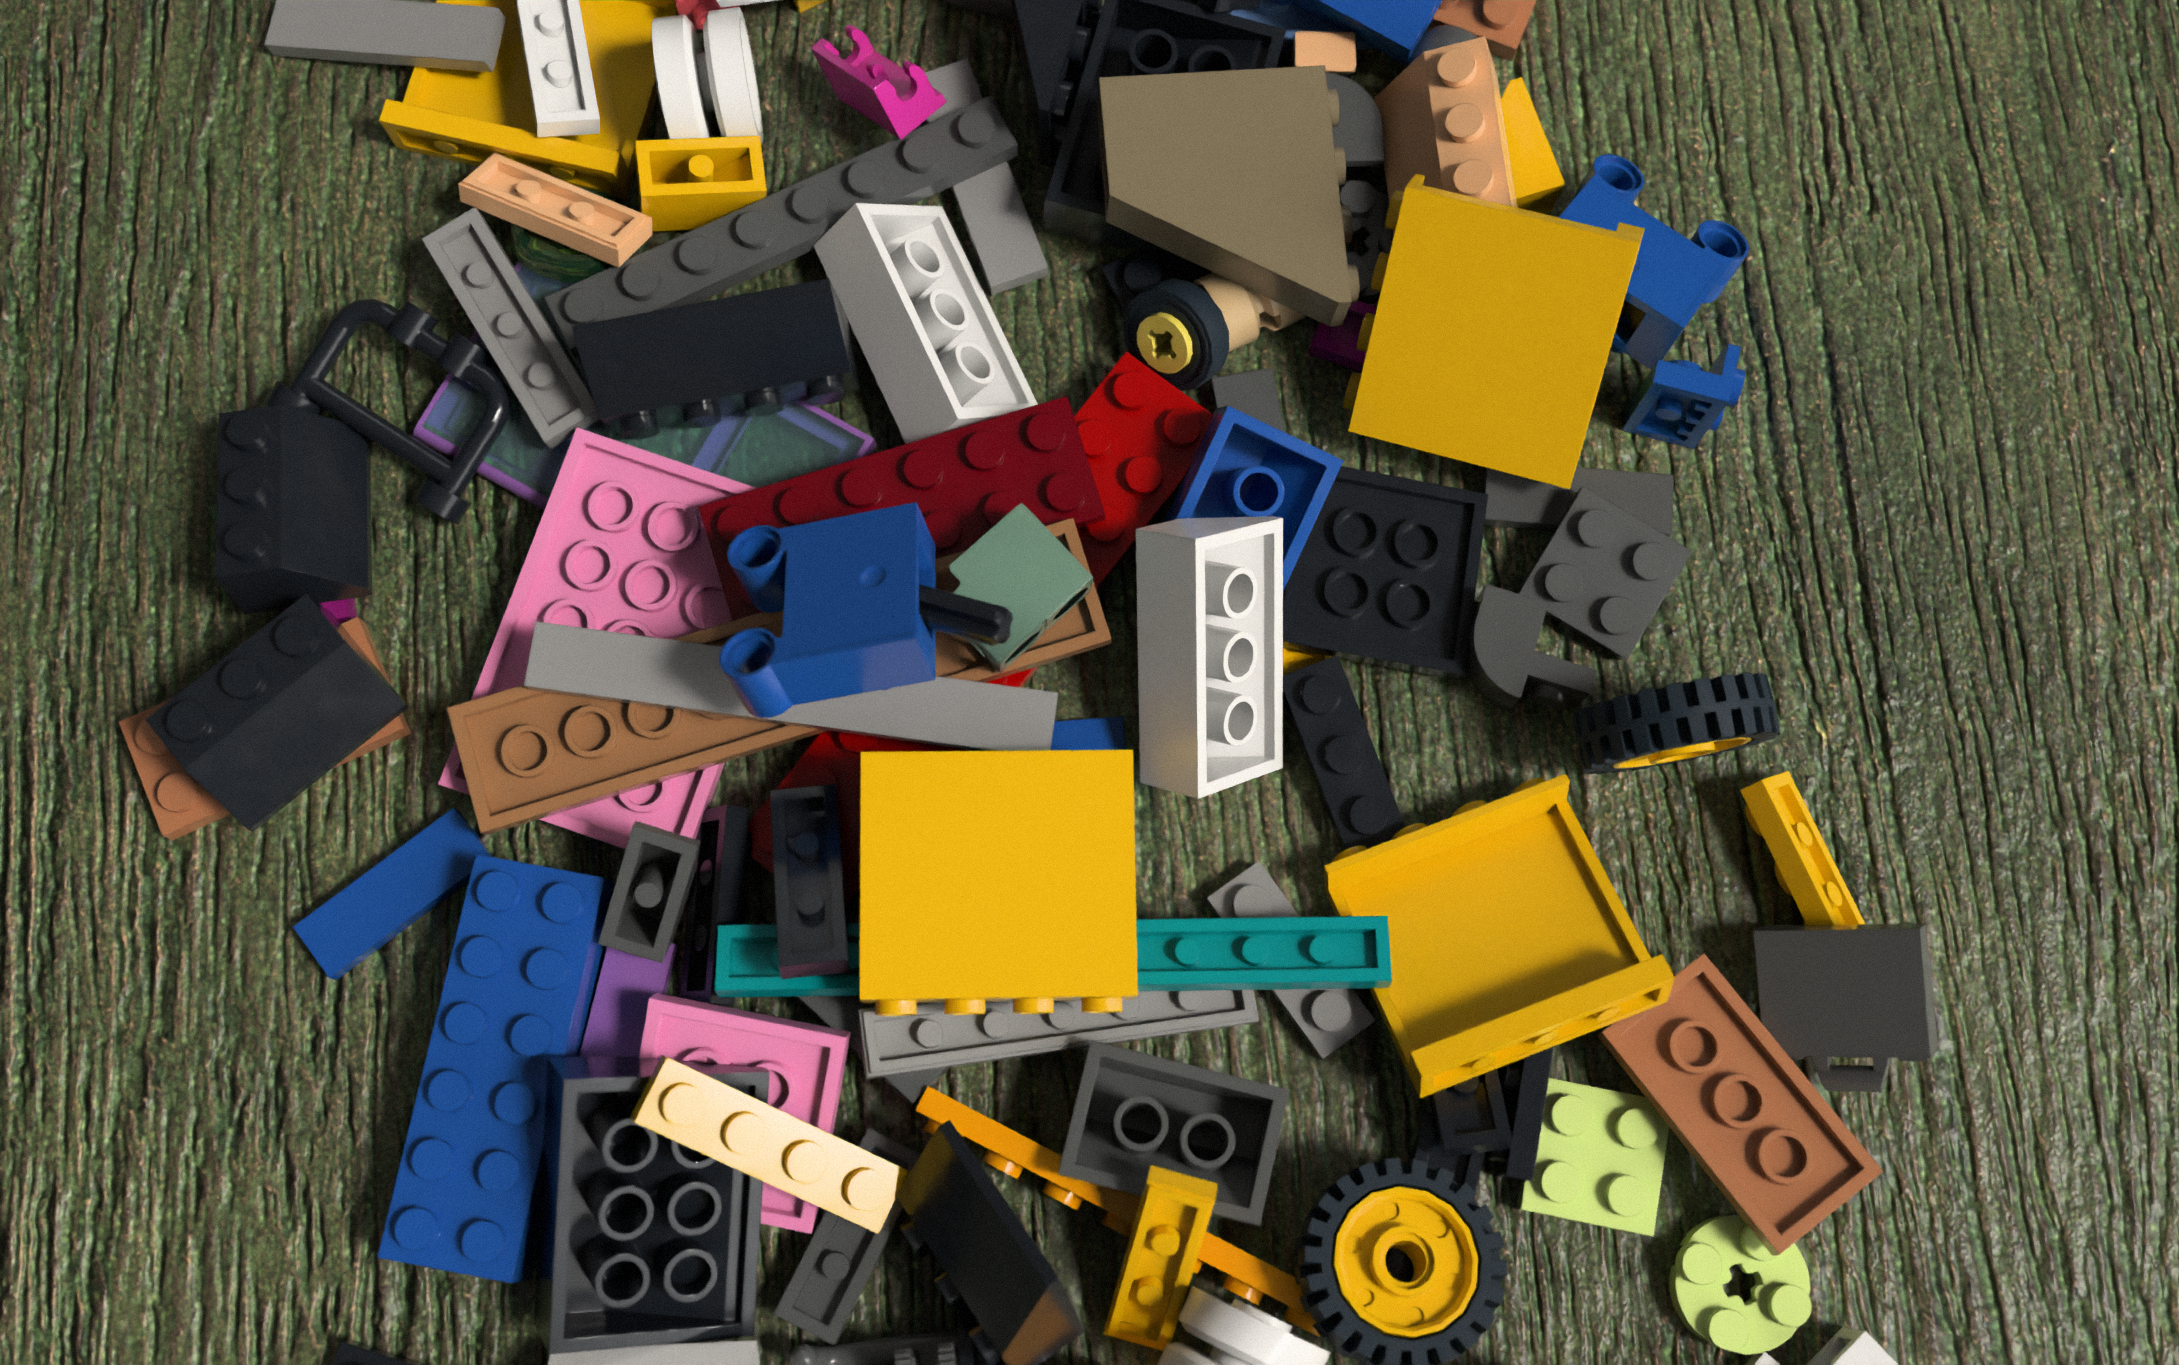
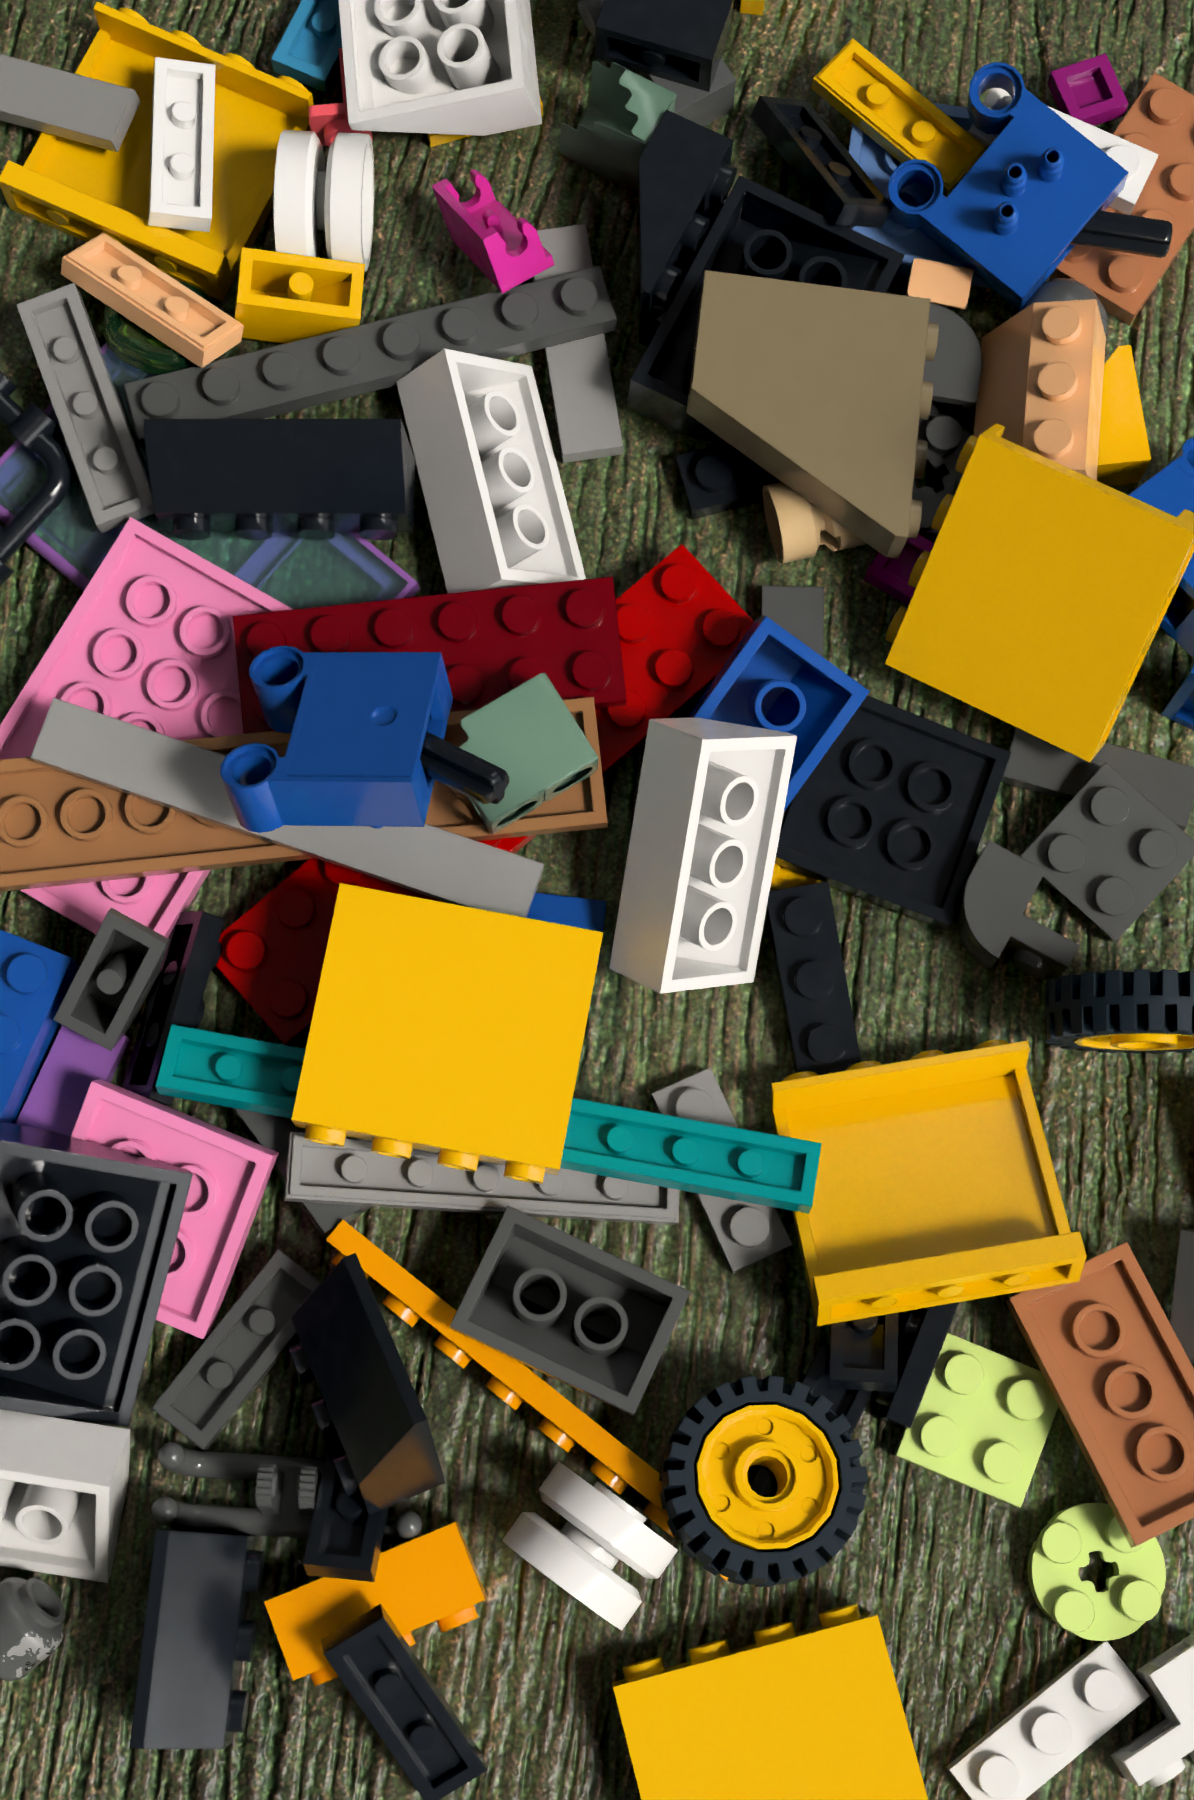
camera: 10 degrees right, 0 degrees up
(768, 1144) = (178, 1242): plate -> none
(809, 882) = (267, 999): black plate -> none
(1160, 1257) = (532, 1427): yellow tile -> none
(1177, 333) = (735, 535): black wheel -> none

